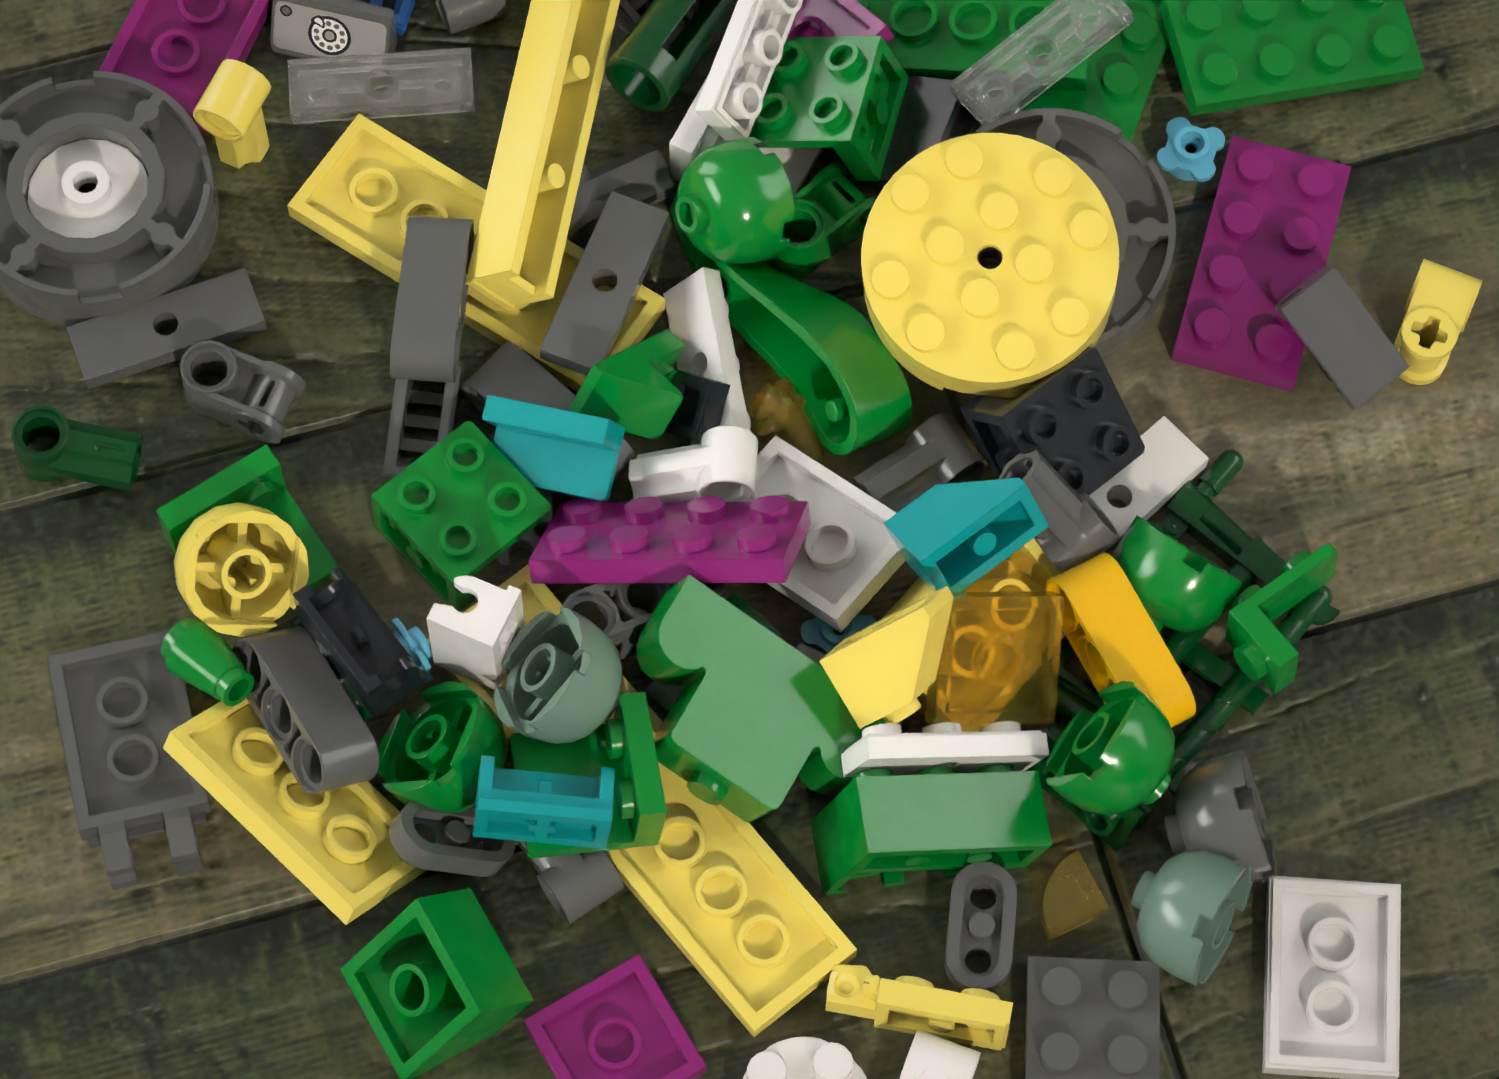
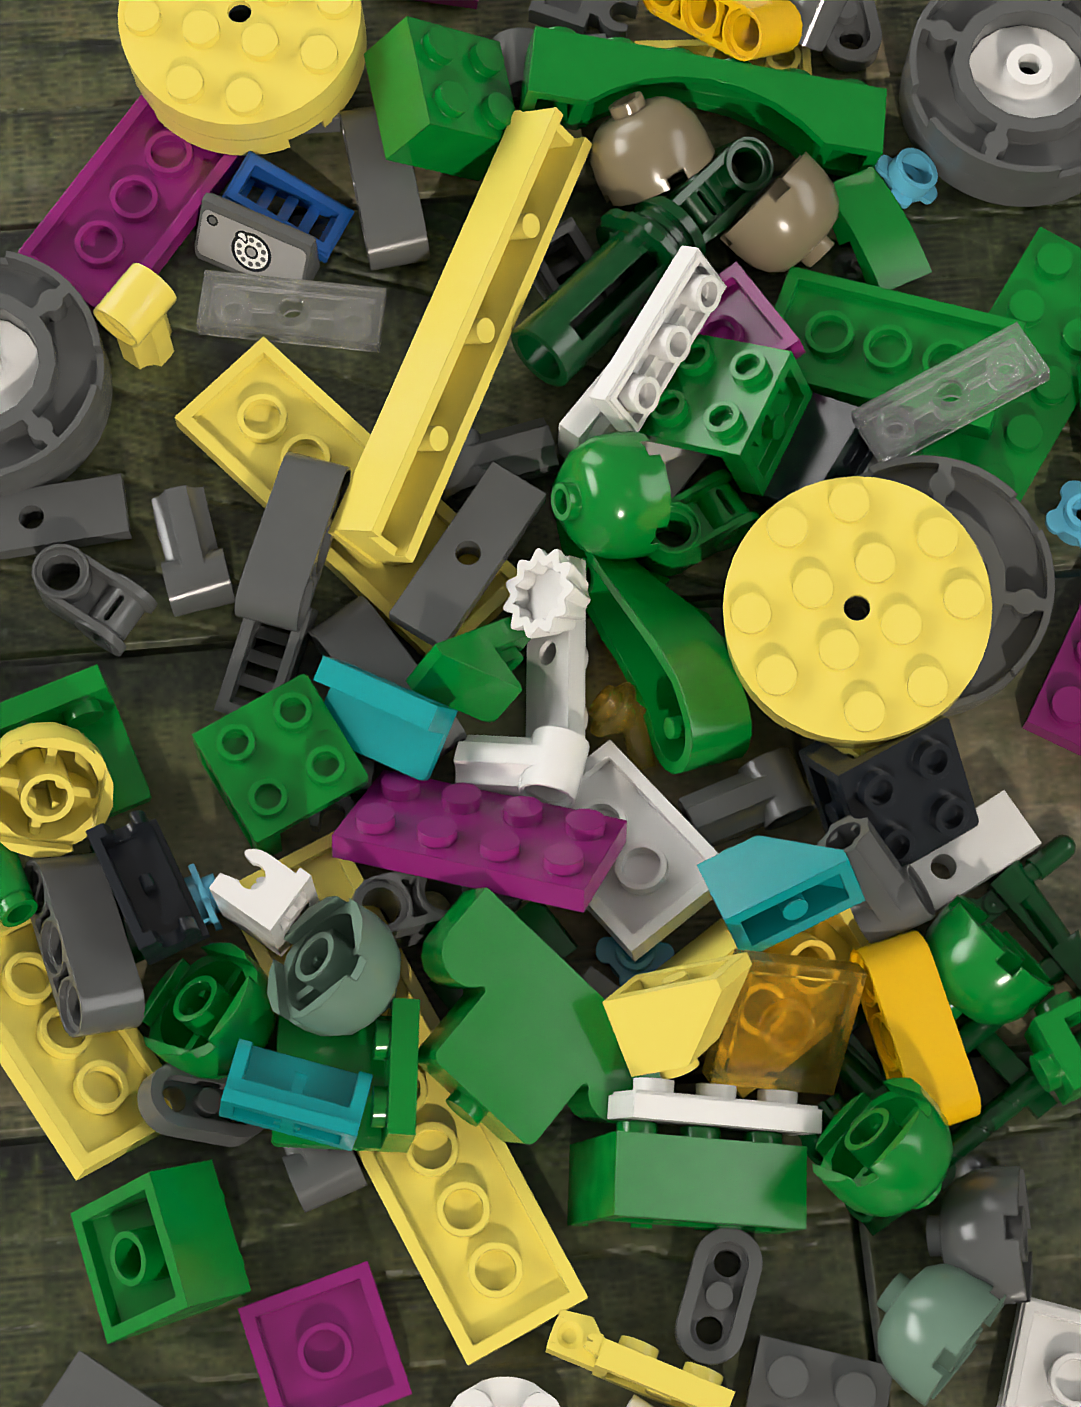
camera: 10 degrees right, 5 degrees up
(335, 344) = (193, 564): none -> dark grey piece
(689, 306) = (546, 595): none -> white piece
(700, 407) = (540, 696): black tile -> none
(1071, 898) = (816, 1278): clear yellow tile -> none

